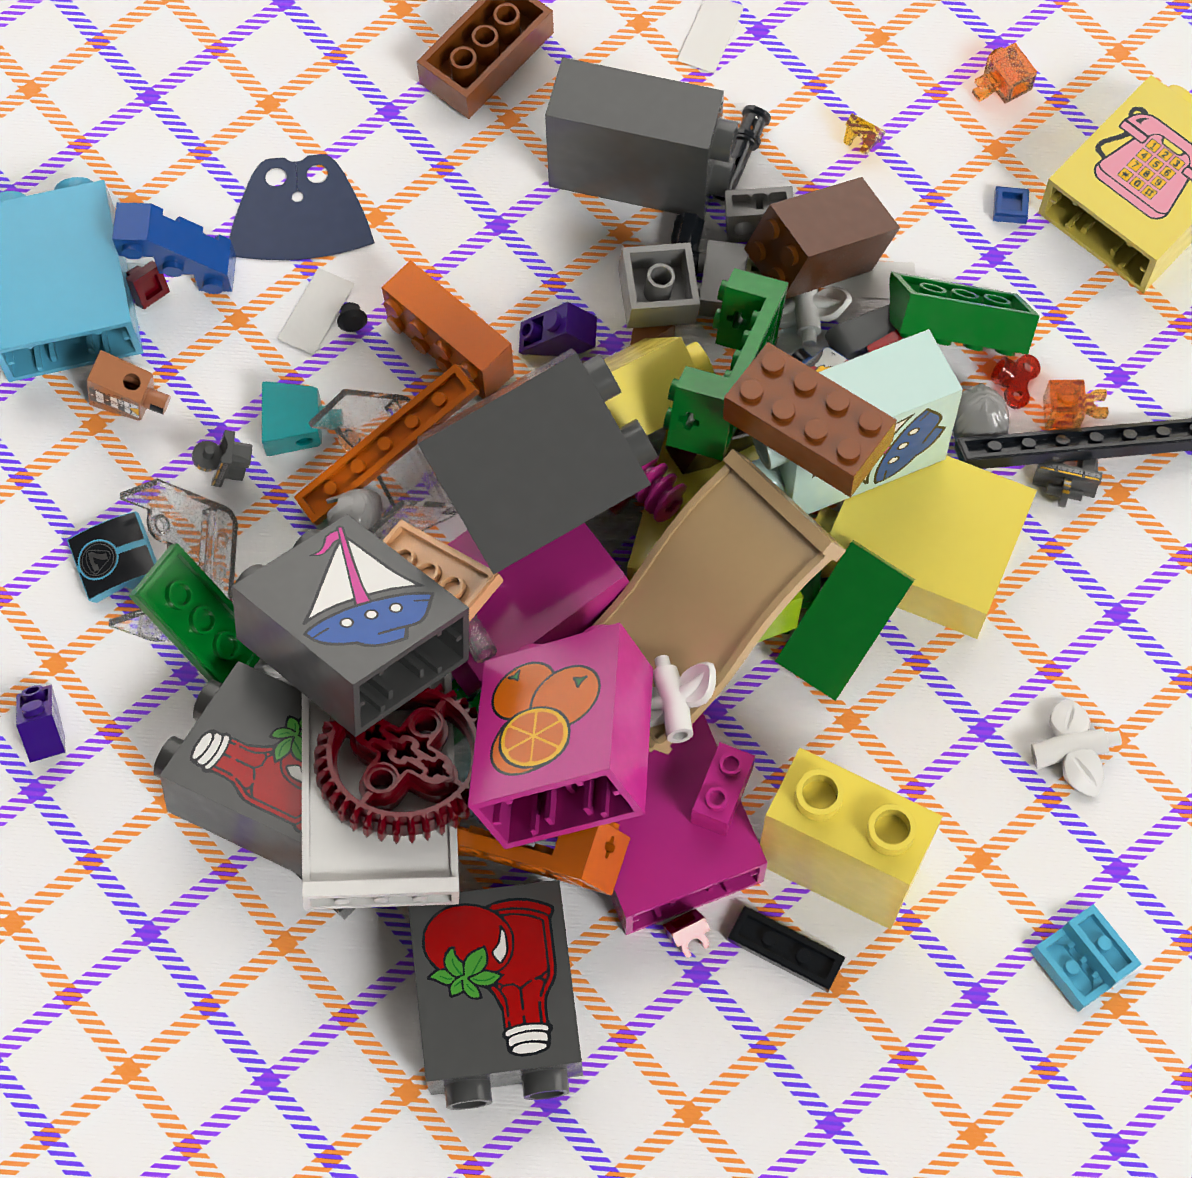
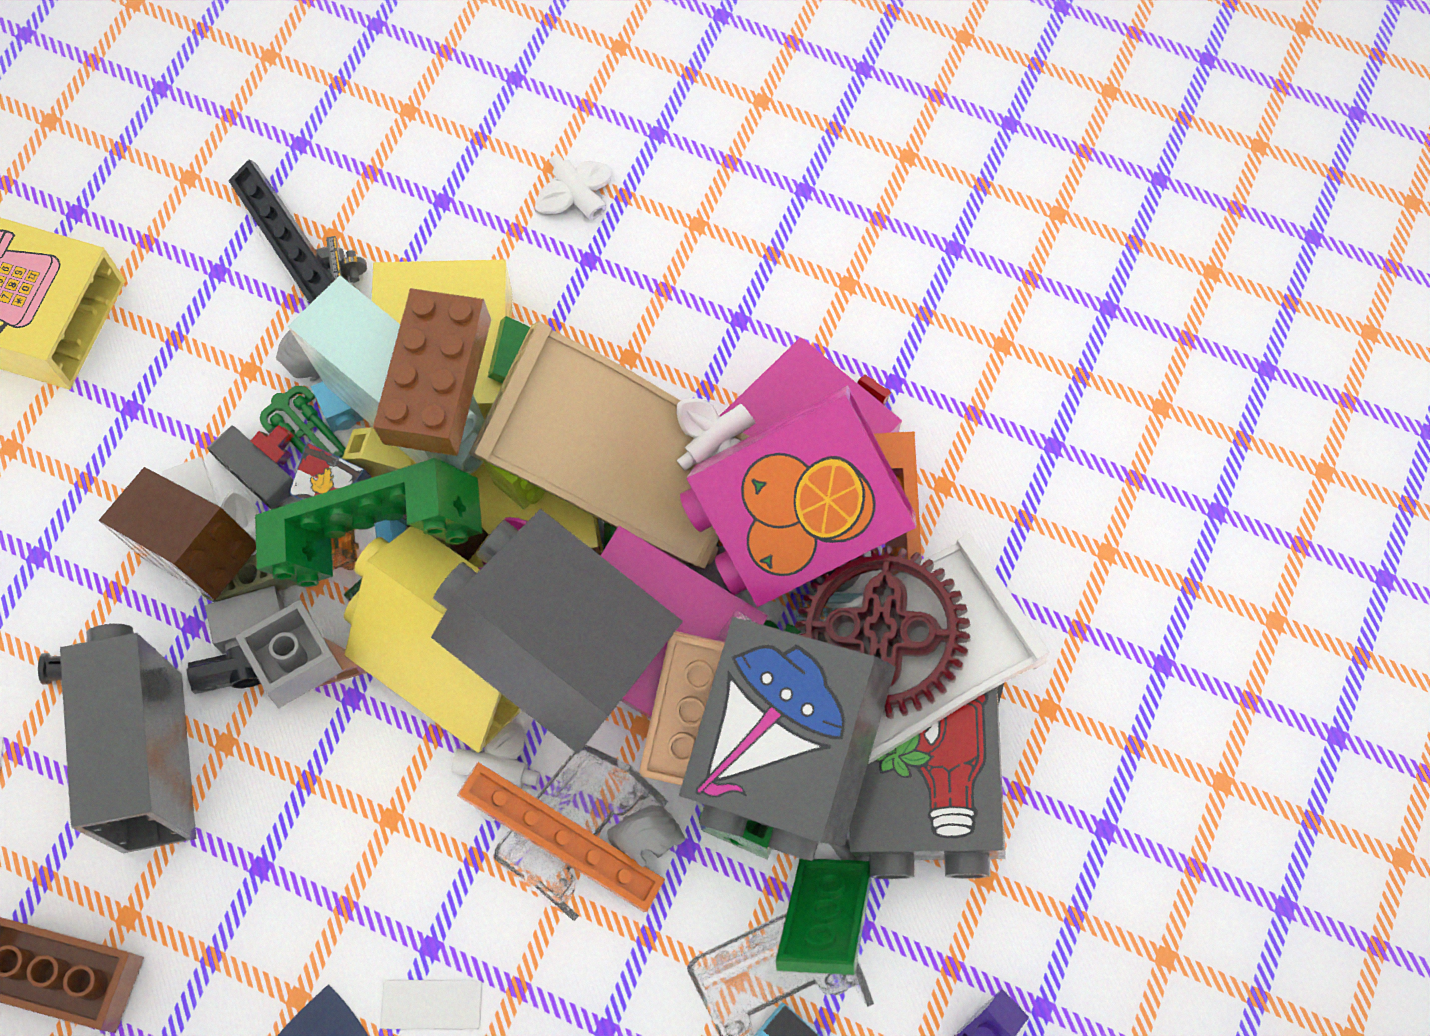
camera: 120 degrees left, 0 degrees up
(227, 458) = (643, 996): dark grey hips -> none
(286, 417) = (562, 956): teal torso -> none
(351, 317) = (427, 958): black piece -> none
(447, 329) = (411, 843): orange brick -> none
(496, 994) = (1015, 496): brick -> none
(558, 331) = (366, 746): dark purple slope -> none
(722, 789) = (764, 382): dark pink brick -> none
(746, 208) = (164, 611): light grey brick -> none
(786, 948) = (843, 325): black tile -> none
(846, 837) = (757, 274): light yellow brick -> none
(858, 126) = (27, 566): clear yellow tile -> none
(961, 314) = (210, 397): green slope -> none
(1011, 205) = (70, 411): blue tile -> none
(1016, 378) = (253, 345): clear red piece -> none
(1067, 404) = (266, 290): clear orange brick -> none
(1085, 958) = (739, 128): medium azure slope -> none

